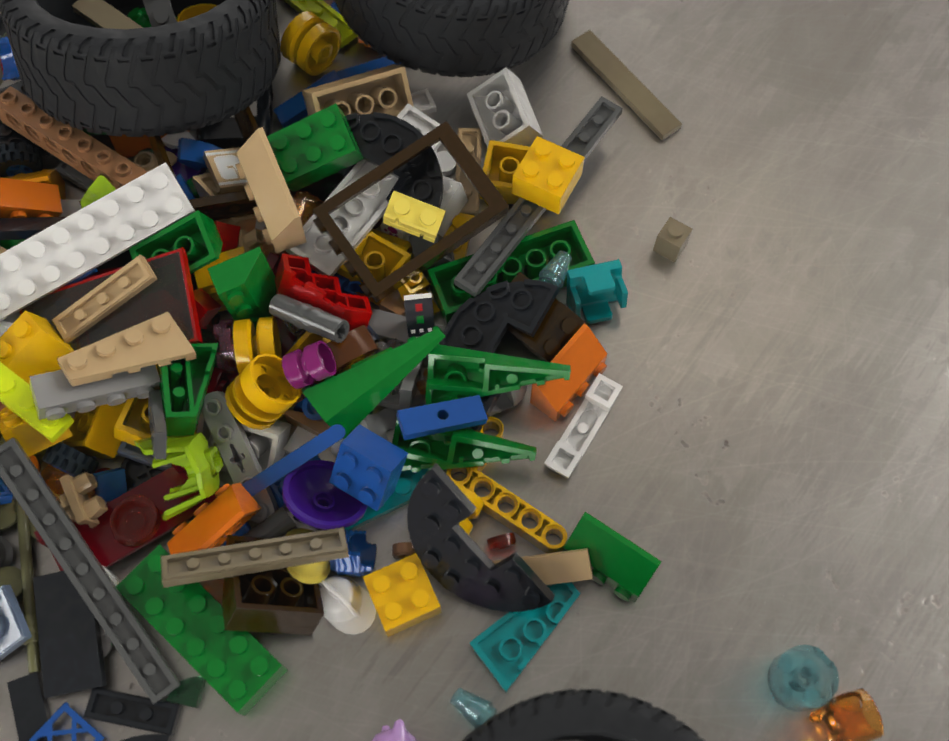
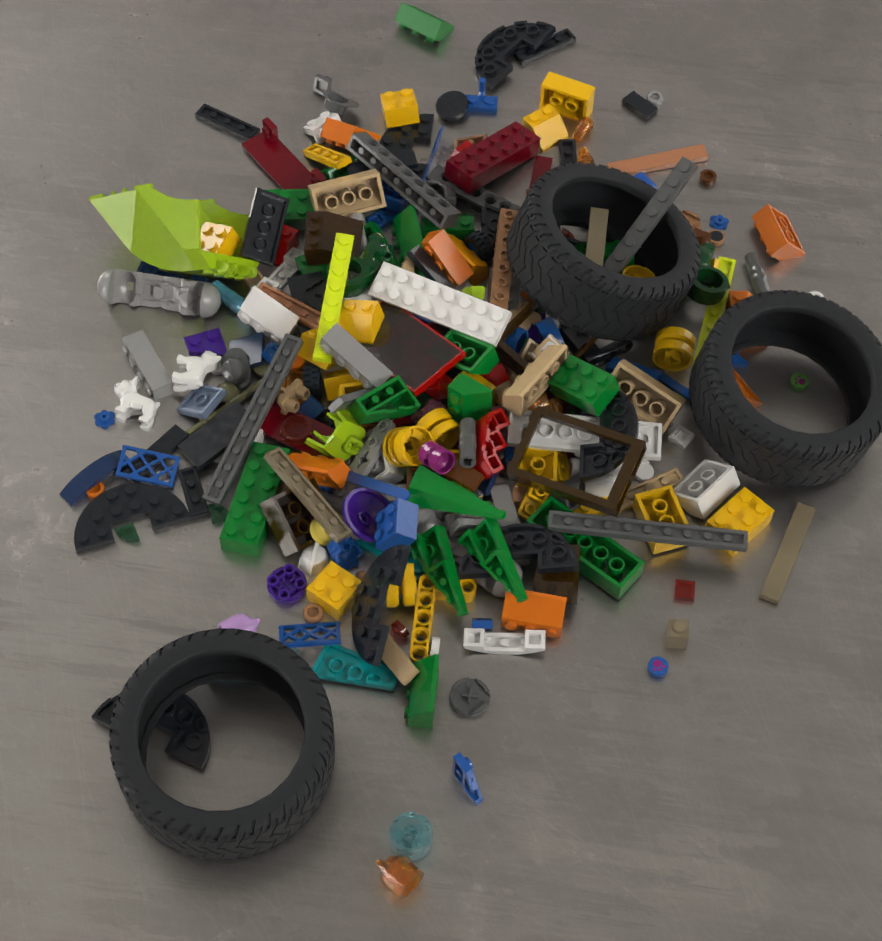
camera: 60 degrees right, 10 degrees down
(104, 298) = (411, 334): tan tile -> none
(139, 346) = (390, 365): tan wing -> none
(353, 653) = (287, 584): none -> dark purple tile
(413, 216) = (566, 459): light yellow brick -> none
(415, 640) = (313, 613): none -> medium nougat tile
(419, 314) = (513, 503): black slope -> none
(456, 413) = (458, 555): blue tile -> none
(456, 681) = (319, 641): none -> blue window
(547, 175) = (656, 523): yellow brick -> none
(547, 438) = (485, 623): none -> blue tile
(549, 509) = (434, 646): none -> white tile
(556, 269) = (594, 565): clear light blue cone -> none
(561, 100) = (743, 513): none -> yellow brick
(593, 288) = (604, 599): teal panel -> none
(616, 205) = (684, 590): none -> clear red tile
(634, 507) = (469, 697): none -> dark grey tile
(698, 282) = (657, 667): none -> blue tile
(749, 566) = (465, 776): none -> blue wing

